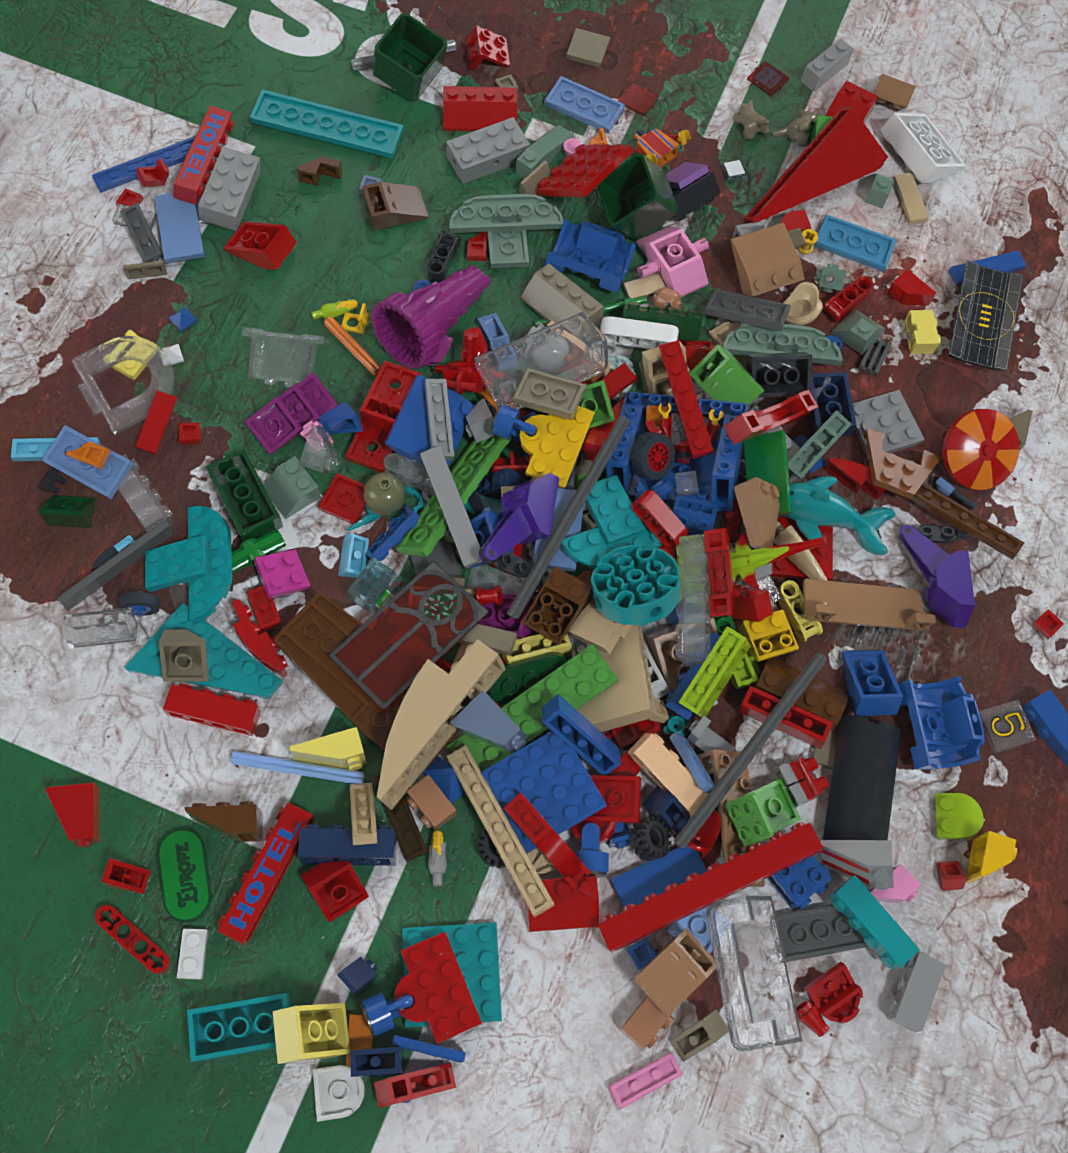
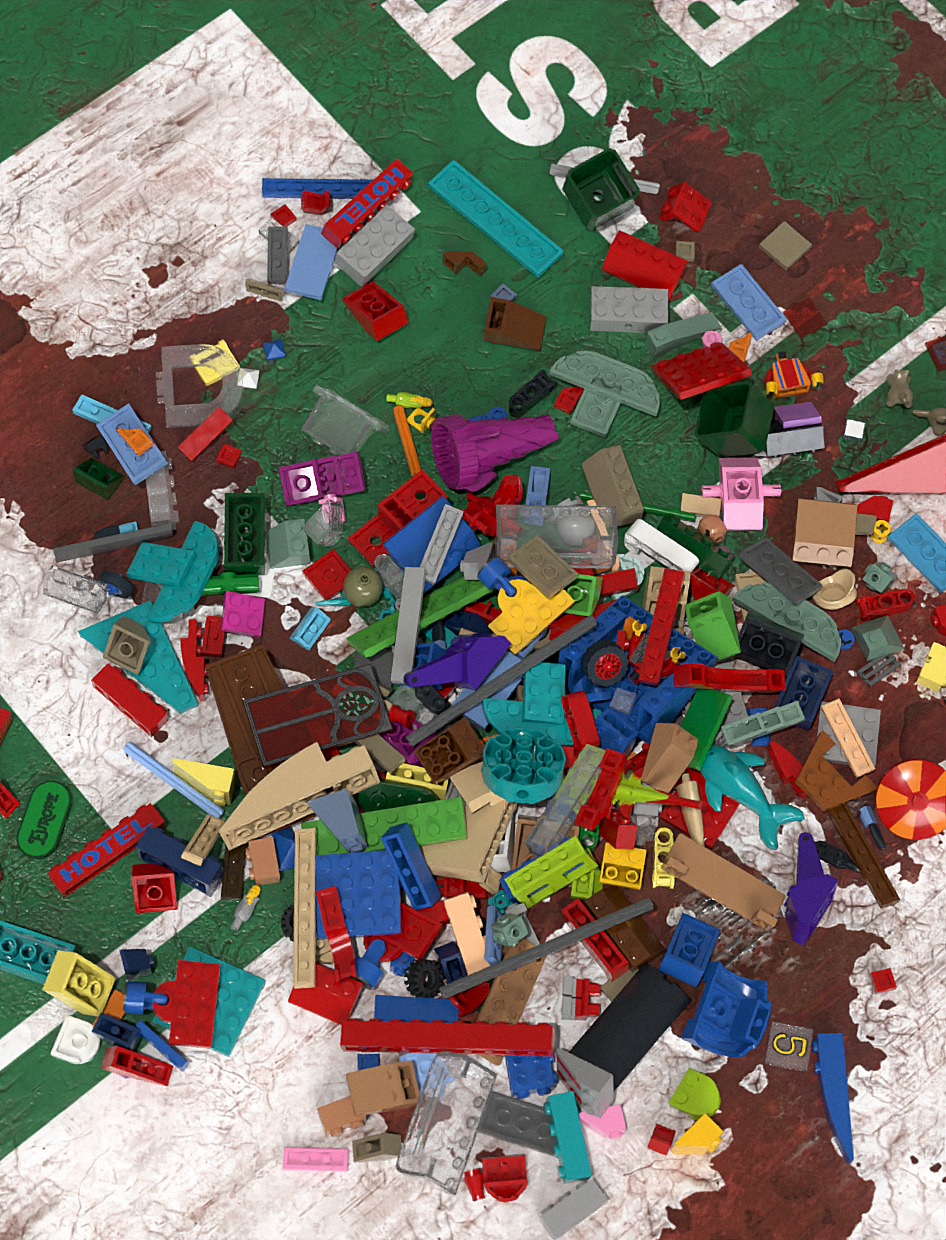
camera: 30 degrees right, 0 degrees up
(192, 954) = (20, 883): white plate -> none
(237, 822) = (105, 798): reddish brown slope -> none
(341, 420) = (360, 504): blue slope -> none
(375, 586) = (312, 661): clear light blue slope -> none
(397, 528) = (358, 621): blue wing -> none
(529, 184) = (651, 358): dark tan slope -> none
(594, 252) = (668, 452): blue piece -> none
(708, 749) = (509, 929): none -> sand green brick
(762, 812) = (528, 1003): bright green bracket -> none
(890, 425) = (847, 738): none -> light nougat tile

